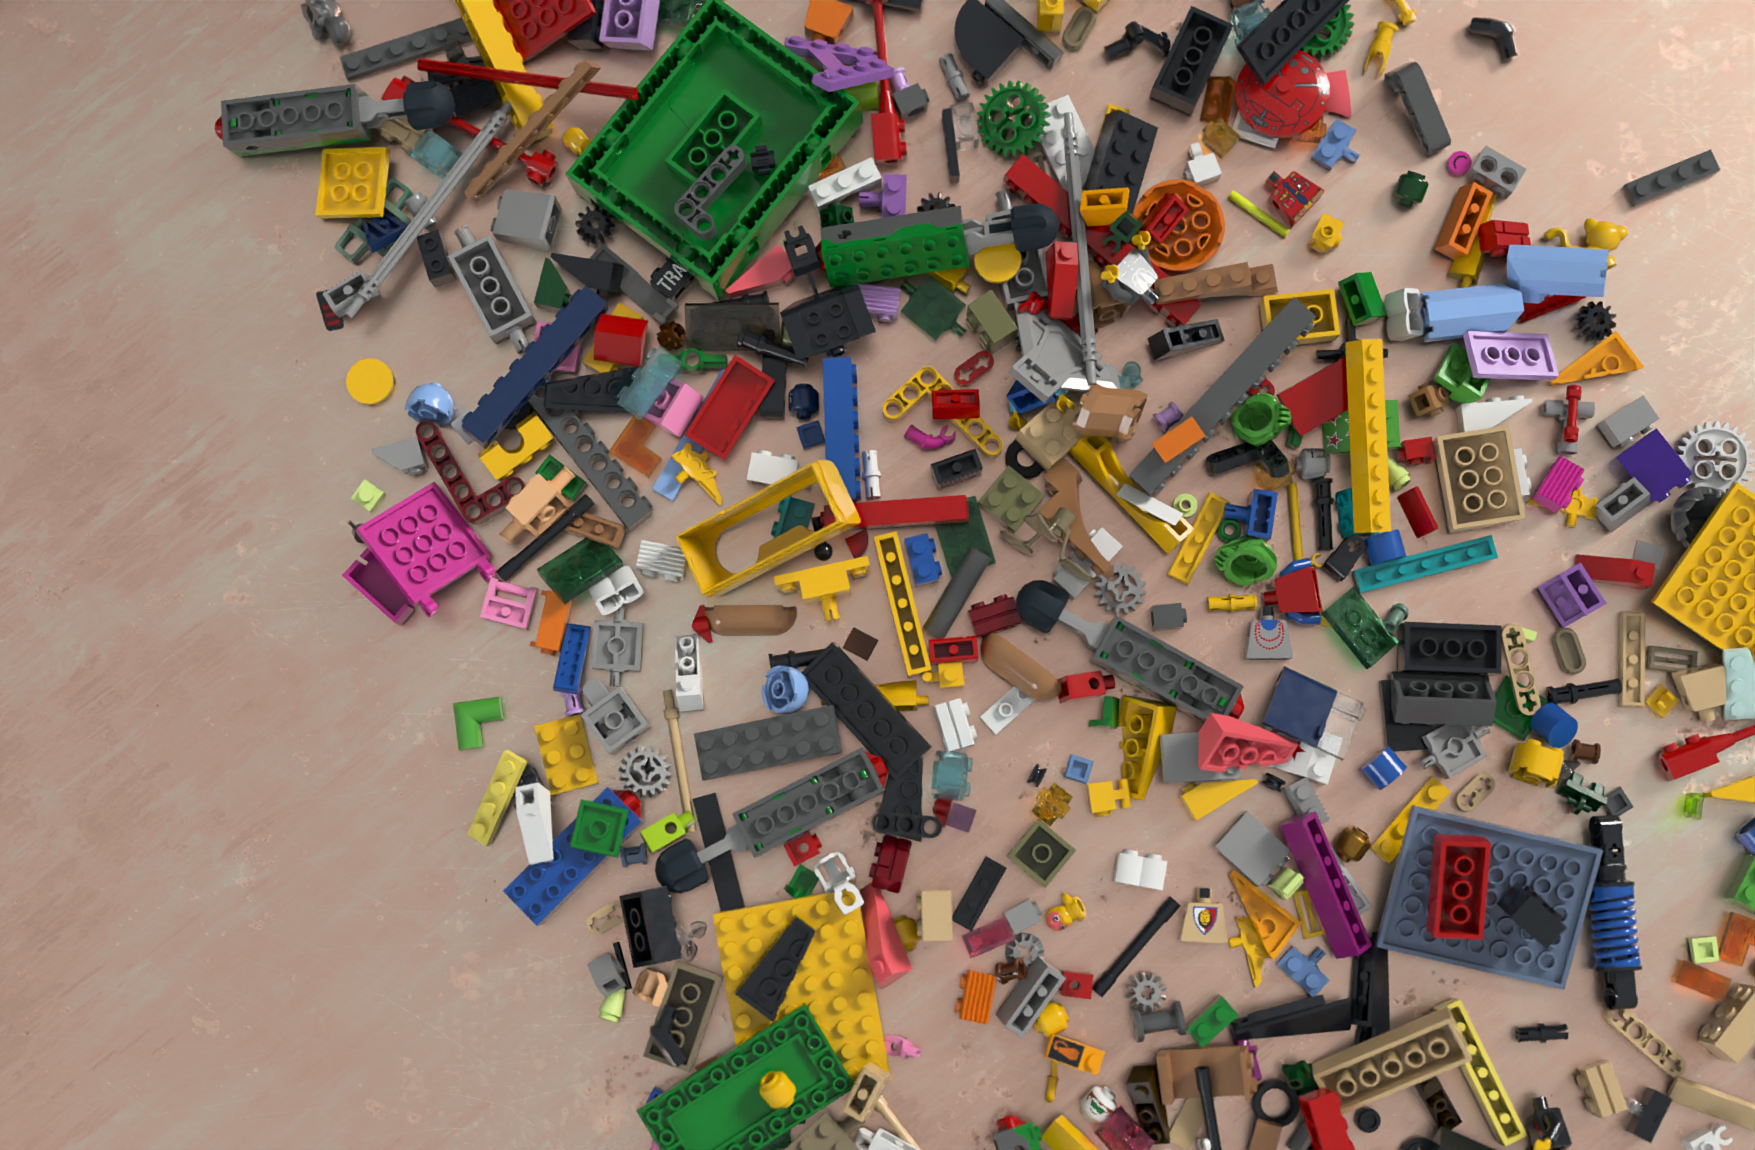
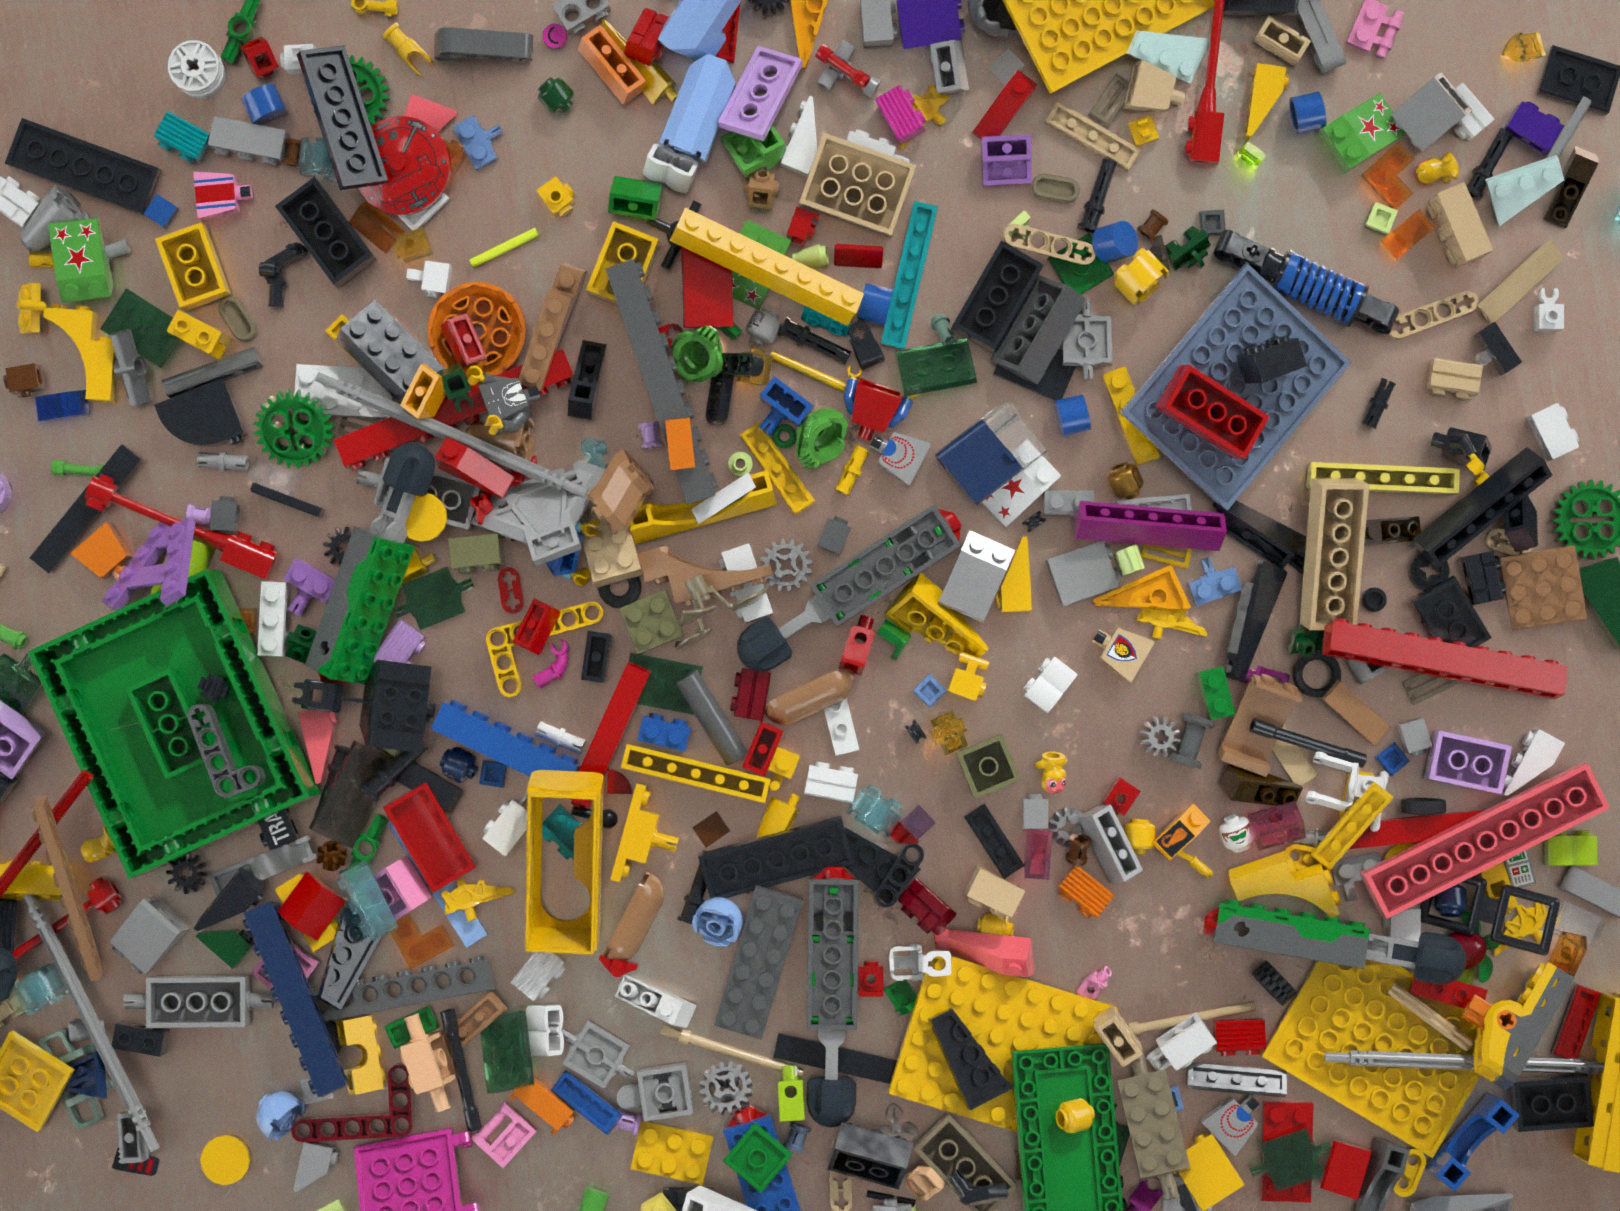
camera: 60 degrees left, 5 degrees up
(1109, 977) = (1129, 761): black piece -> none
(1233, 743) = (980, 540): coral wedge -> none
(1292, 196) = (504, 208): torso -> none
(1478, 796) = (1131, 345): tan beam -> none

